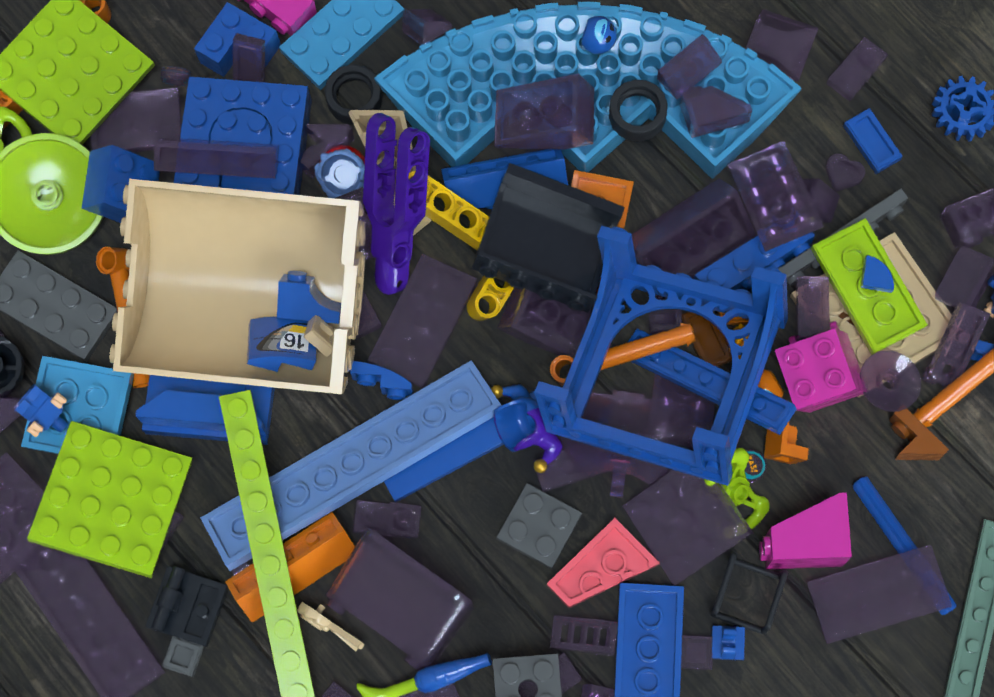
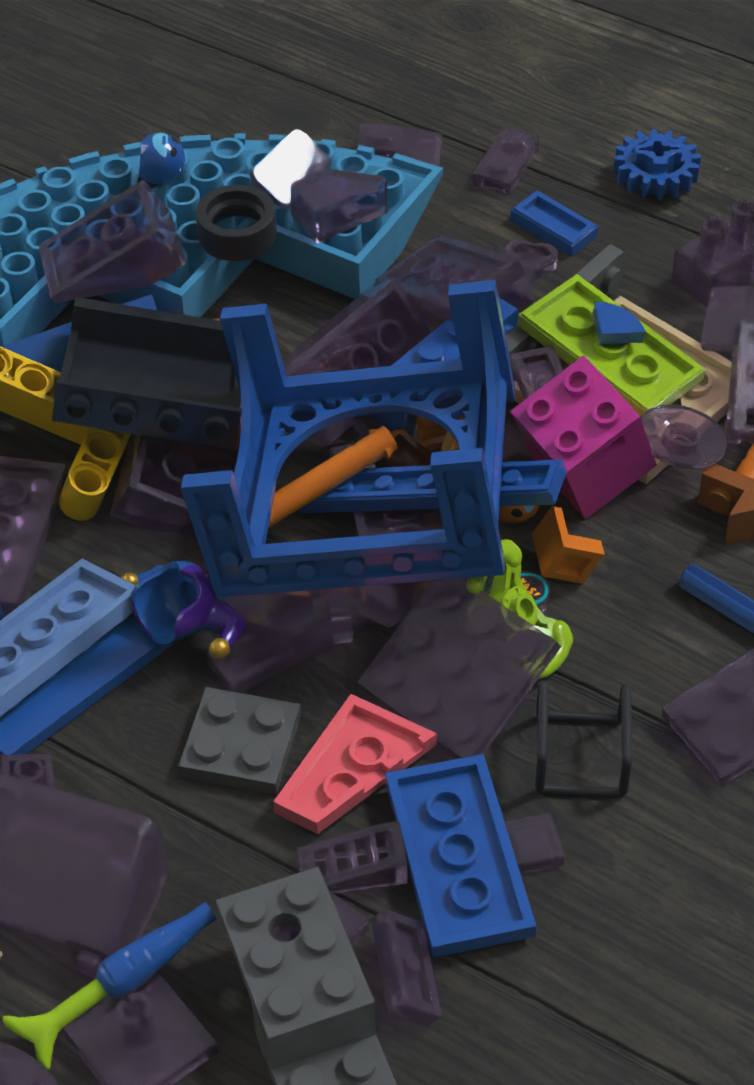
camera: 20 degrees left, 25 degrees down
(728, 642) = (576, 816): blue tile -> none
(810, 538) = (645, 637): dark pink slope -> none

